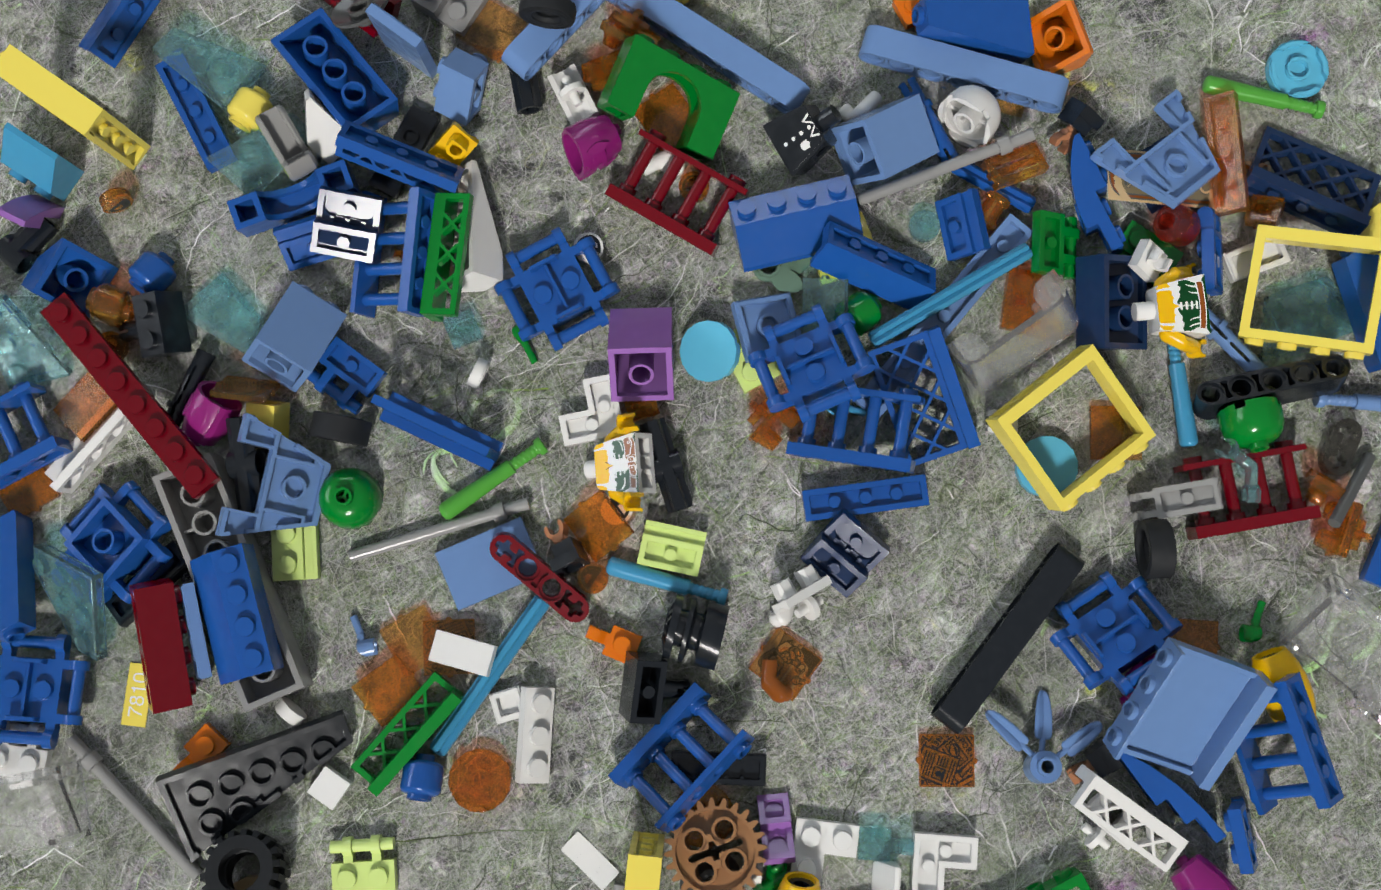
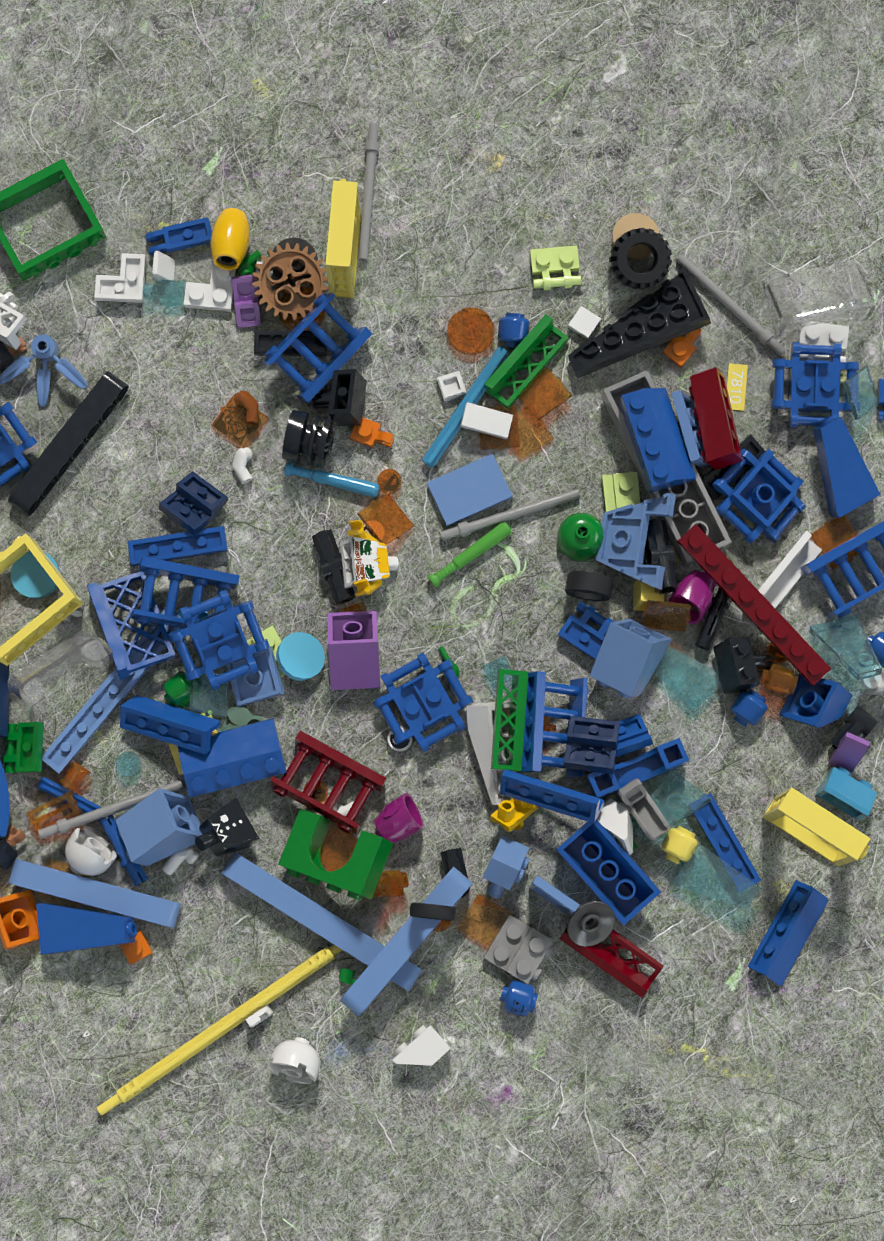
camera: 175 degrees right, 5 degrees down
(76, 596) = (785, 454): clear light blue plate -> none
(85, 407) = (794, 601): clear orange piece -> none
(115, 200) = (784, 767): clear orange tile -> none
(290, 711) = (615, 374): white tile -> none
(364, 646) = (563, 425): medium blue hand -> none
(414, 131) = (549, 823): black plate -> none
(439, 430) = (511, 589): blue fence -> none
(478, 373) = (483, 635): white tile -> none
(534, 735) = (429, 363): white plate -> none
(536, 580) = (431, 476): dark red beam -> none
(567, 551) = (409, 497): black piece -> none
(573, 95) = (415, 861): white hips -> none
(590, 860) = (385, 276): white sticker -> none
(592, 423) = (386, 602): white plate -> none
(623, 25) = (370, 916): clear orange hips -> none
(671, 548) = (328, 504): yellowish green plate -> none
(764, 434) = (257, 594): clear orange hips -> none
(788, 596) = (224, 466): white hips -> none
(946, 760) = (117, 354): clear orange piece -> none
(950, 295) = (108, 703): dark azure axle -> none
(962, 224) = (97, 762): blue plate -> none
(1018, 298) = (54, 705): clear orange wing -> none

